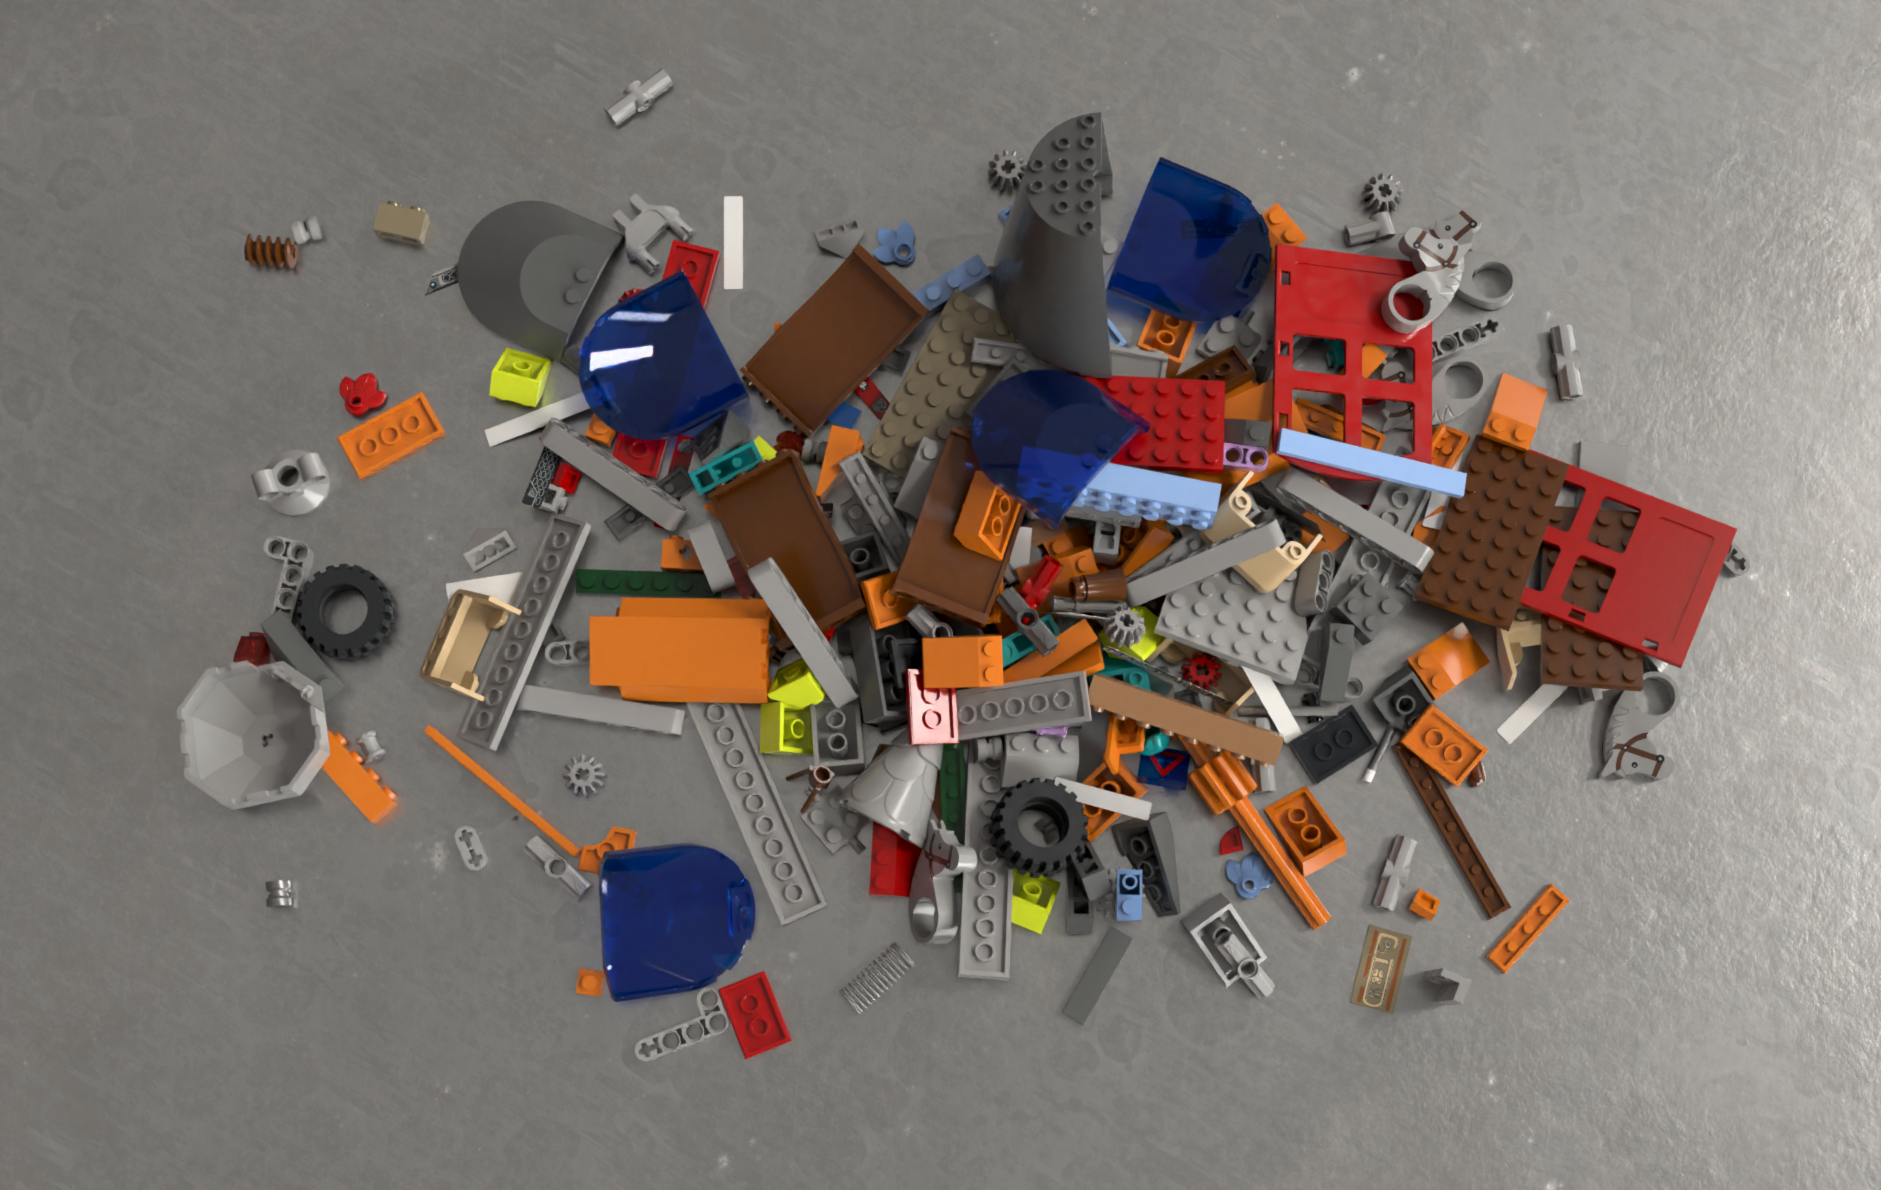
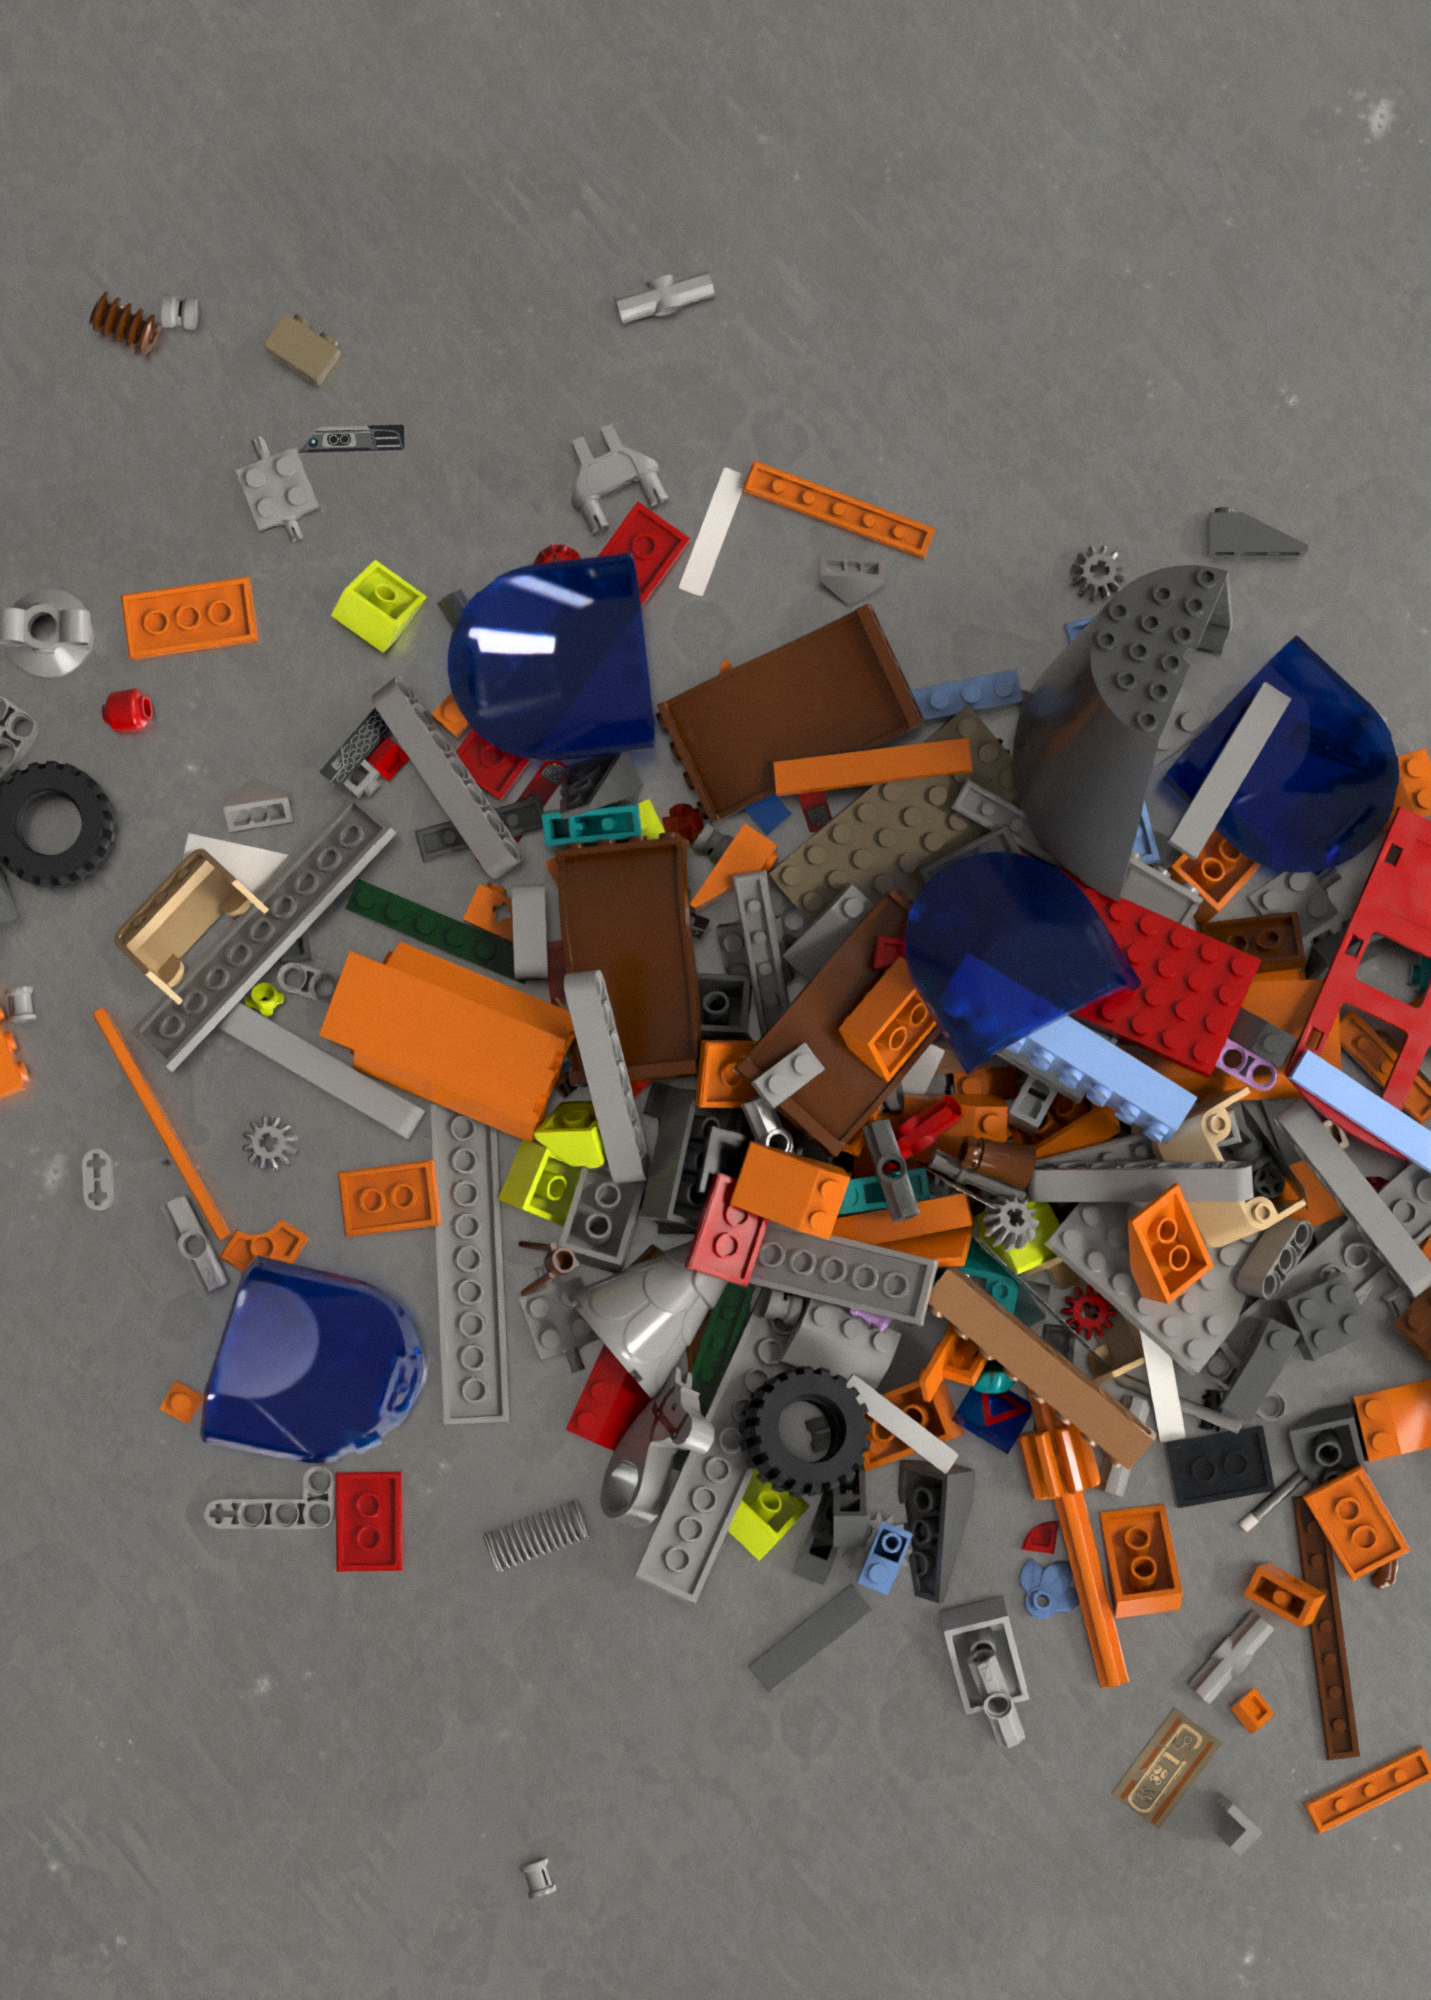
camera: 30 degrees right, 5 degrees up
(361, 390) = (175, 547): red plate -> none
(370, 514) = (127, 710): none -> red head
(419, 325) = (277, 489): none -> light grey plate
(533, 271) = (446, 475): dark grey windscreen -> none
(536, 419) = (378, 668): white sticker -> none
(542, 676) = (261, 992): none -> neon yellow plate
(683, 781) = (389, 1198): none -> orange tile
(813, 195) = (838, 510): none -> orange tile
(894, 242) = (918, 610): medium blue plate -> none
(905, 353) = (873, 767): none -> orange tile
(930, 580) = (787, 1076): none -> light grey plate
(966, 470) = (887, 951): none -> red tile
(1111, 106) = (1244, 536): none -> dark grey slope
(1150, 266) = (1228, 770): none -> light grey tile
(1240, 599) = (1166, 1247): none -> orange slope
(1415, 814) = (1284, 1594): none -> orange brick

